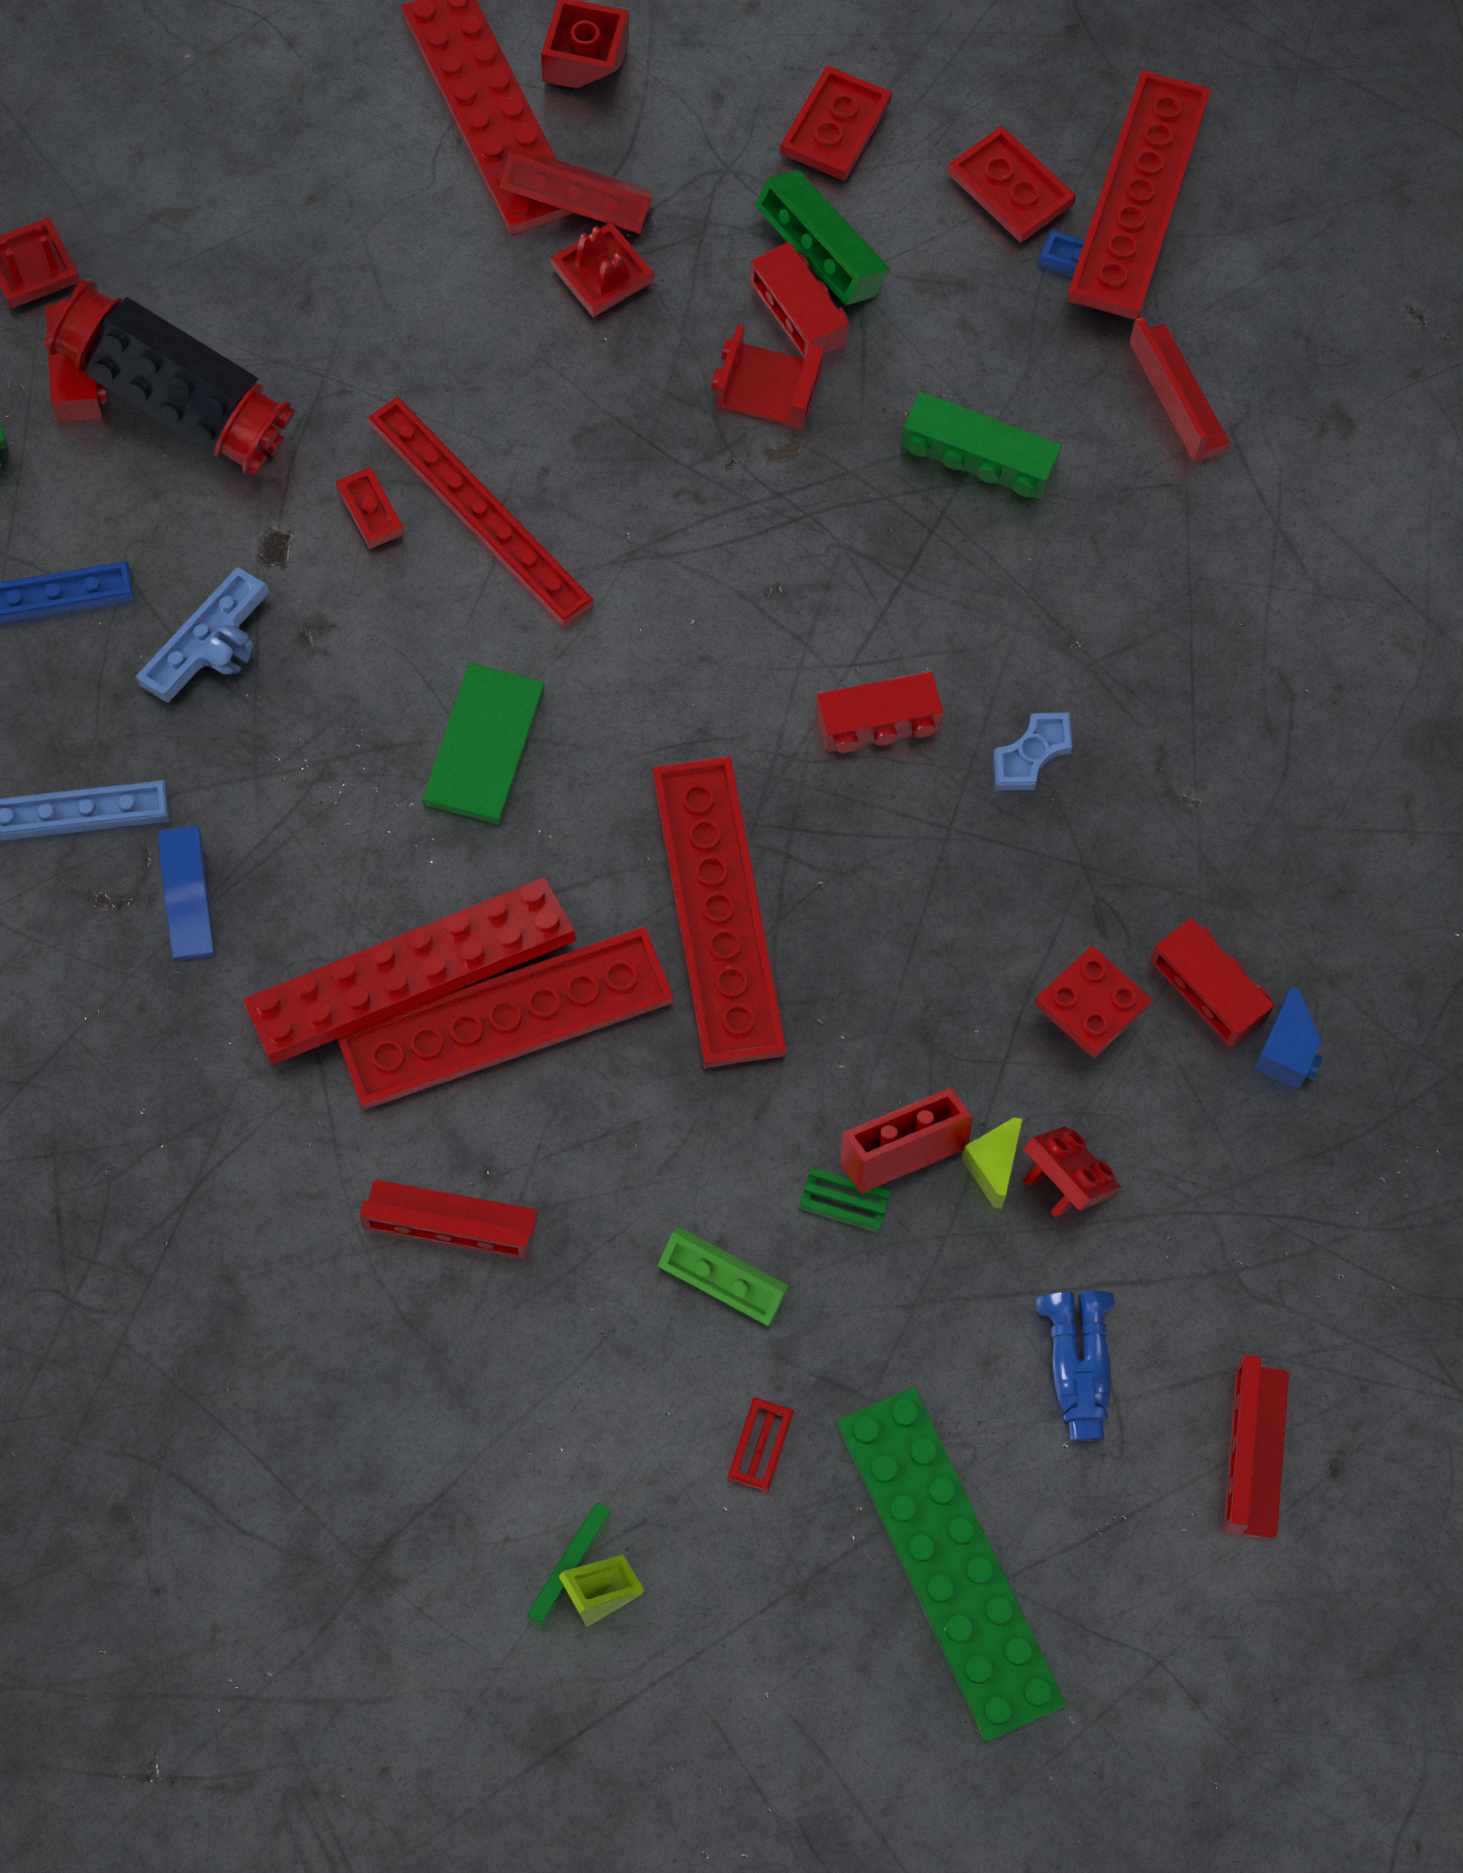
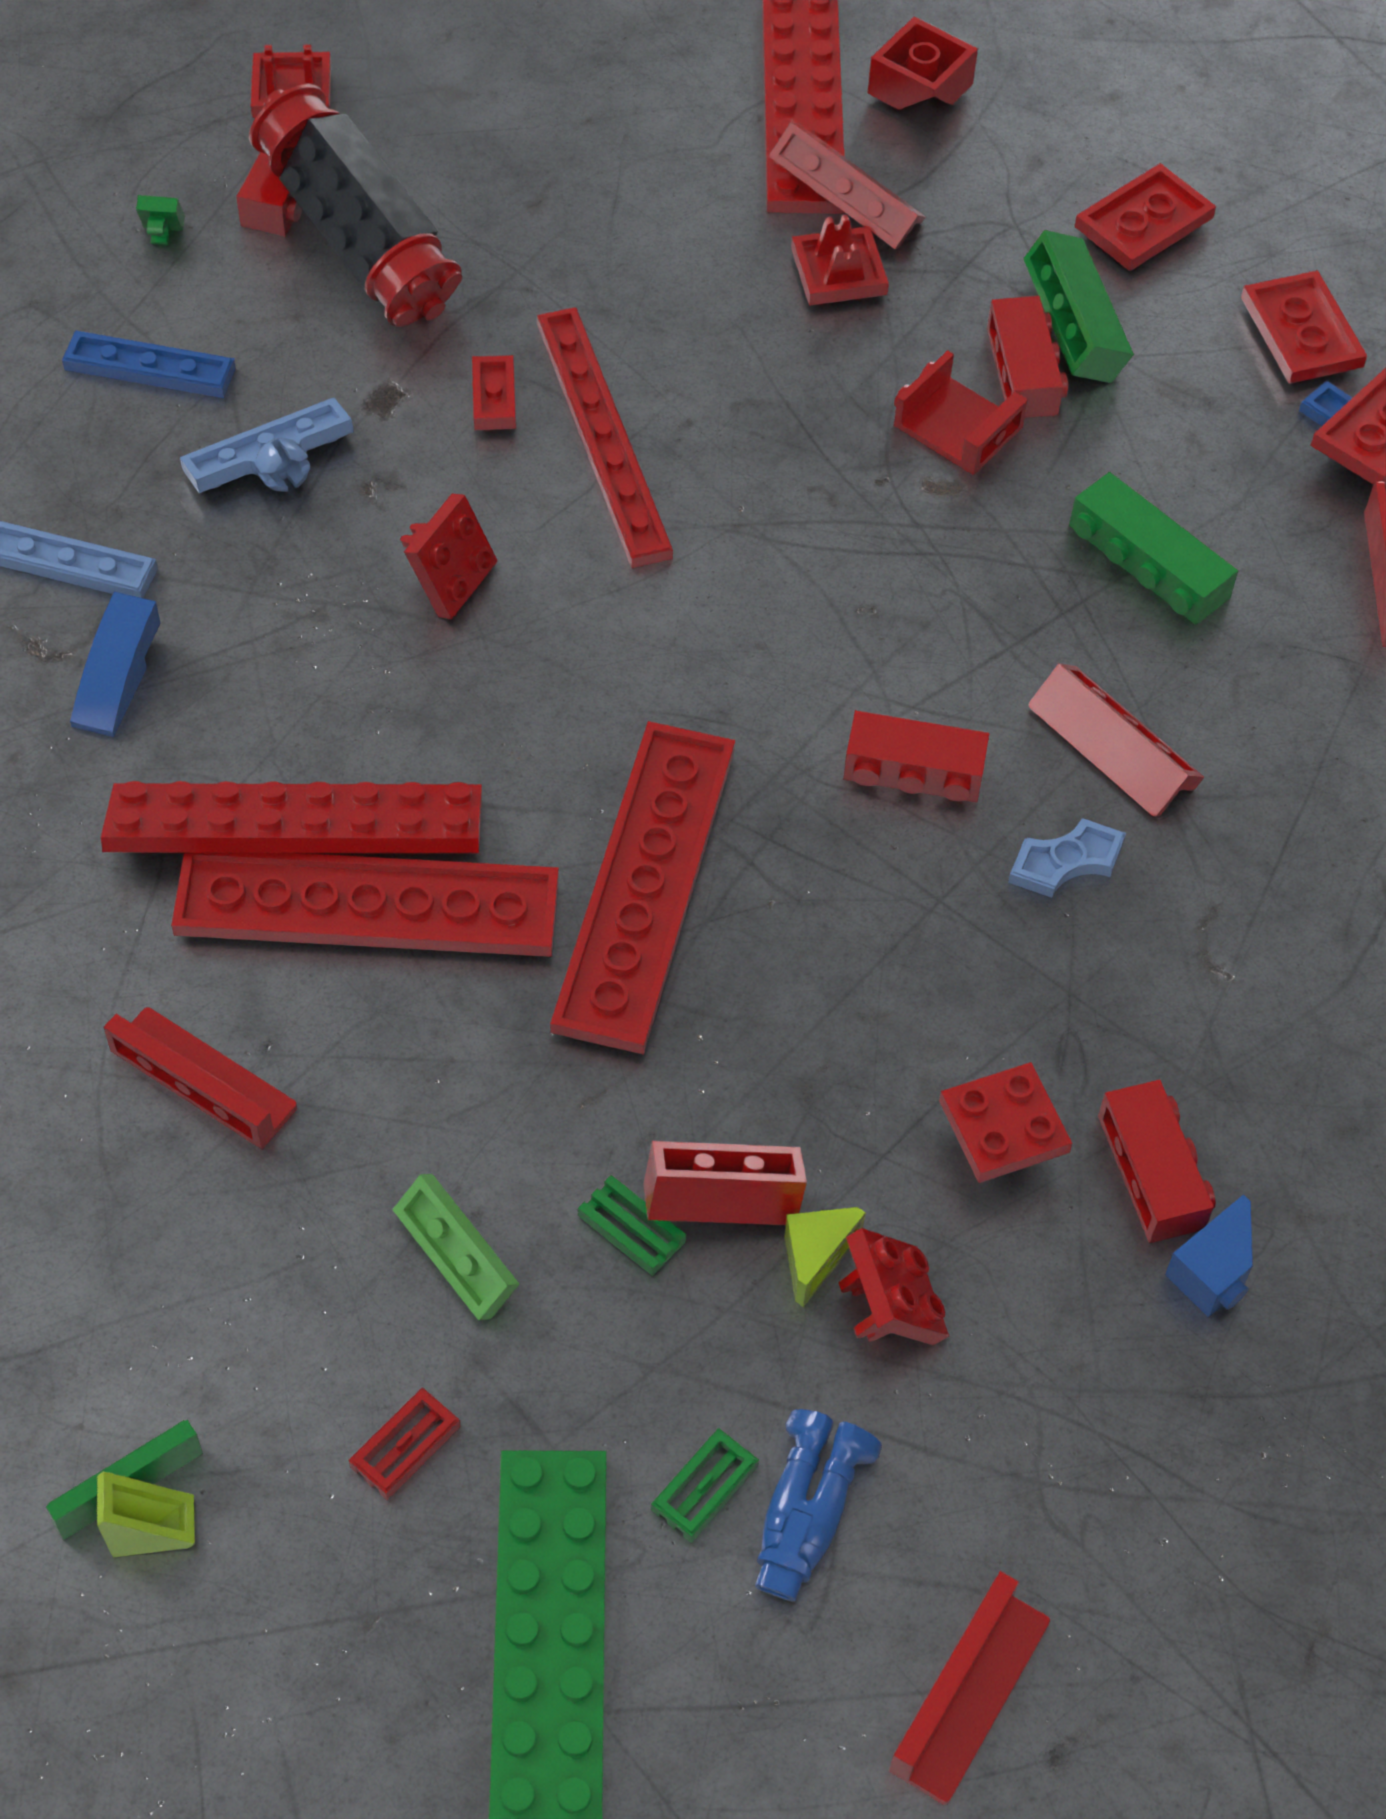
camera: 25 degrees right, 10 degrees down
(417, 682) = (449, 555): none -> red plate
(483, 743) = (489, 642): green tile -> none
(987, 1413) = (677, 1517): none -> green tile
(1024, 632) = (1113, 739): none -> panel

